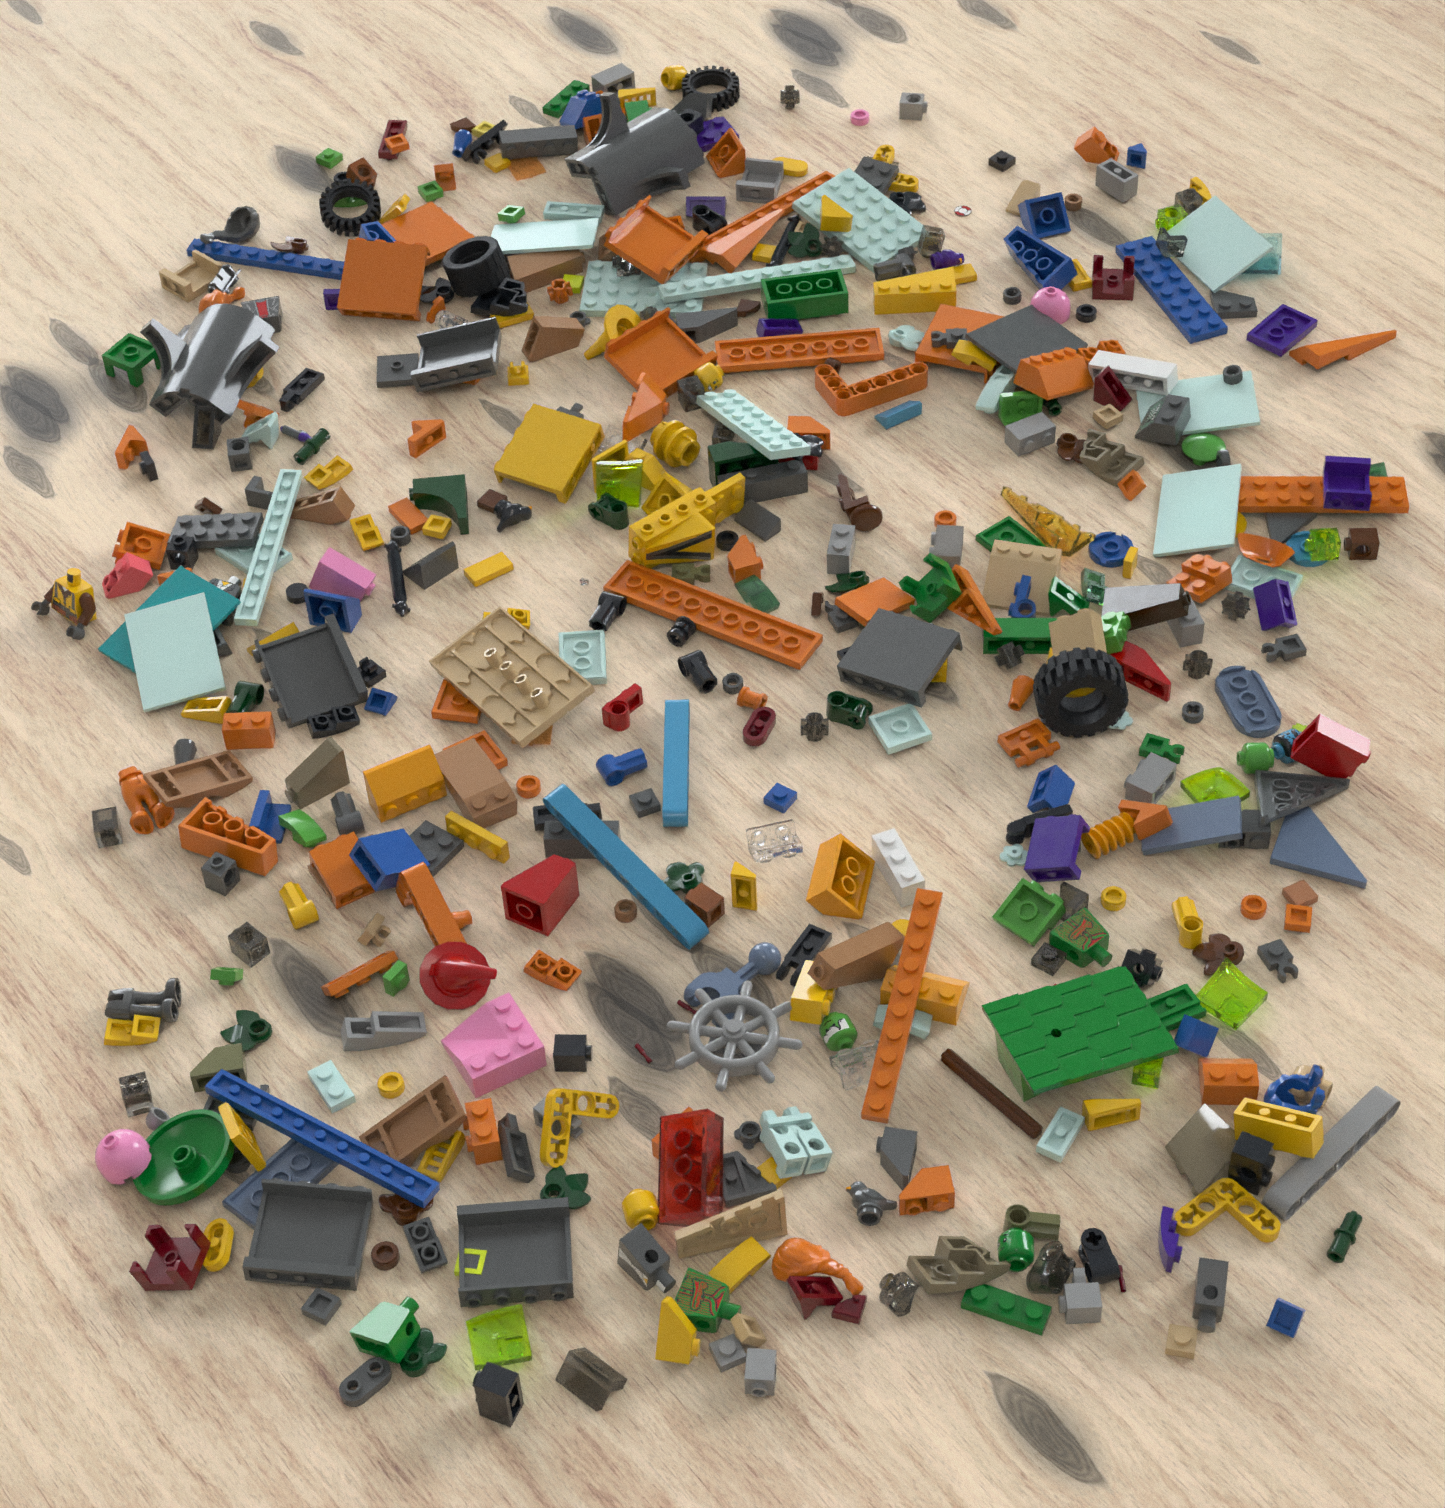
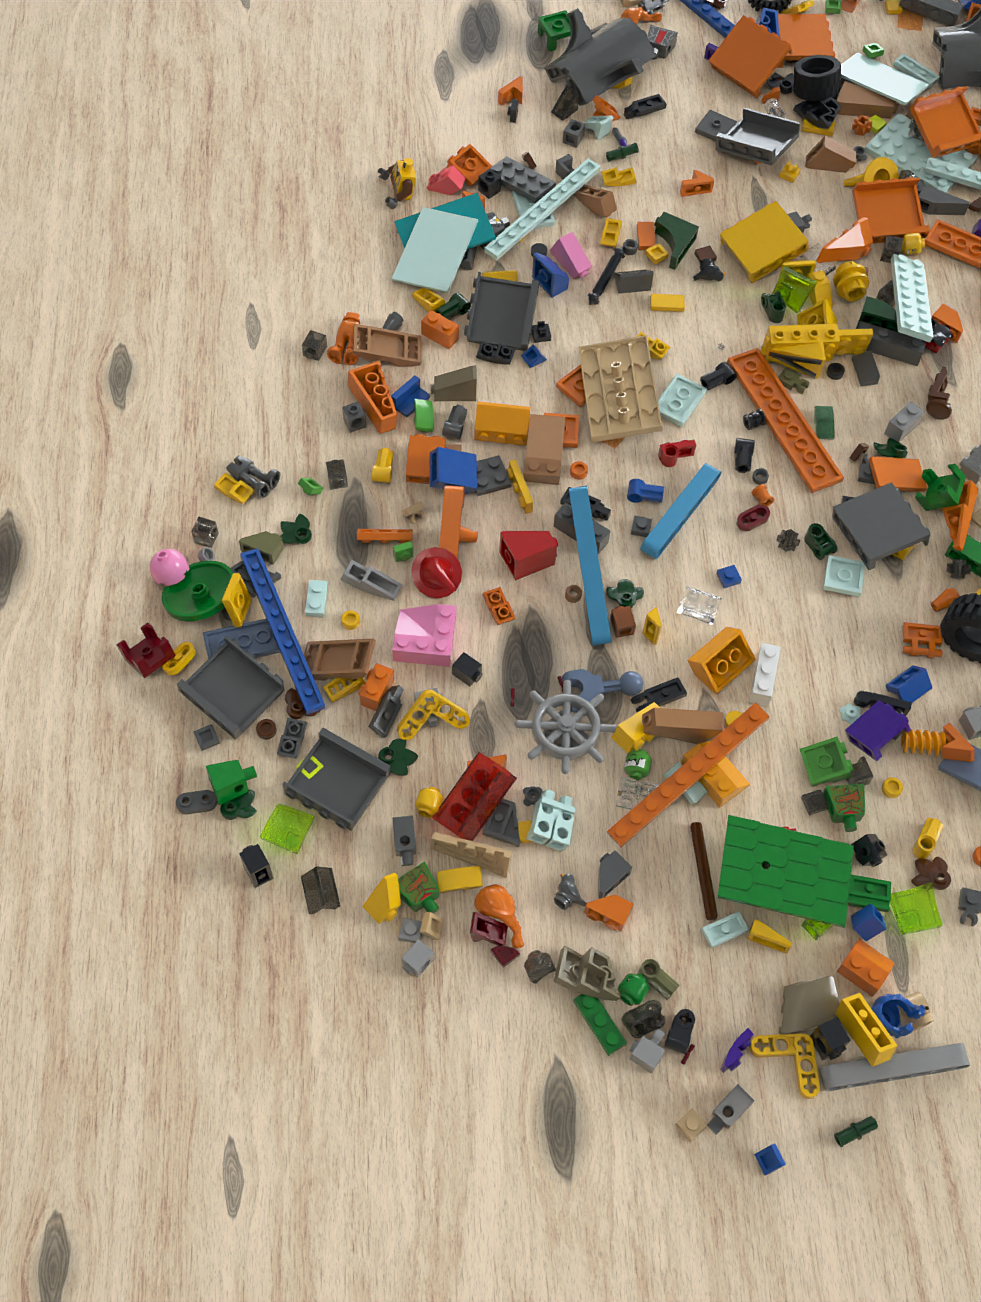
camera: 30 degrees right, 15 degrees up
(743, 560) = (832, 392): orange slope -> none

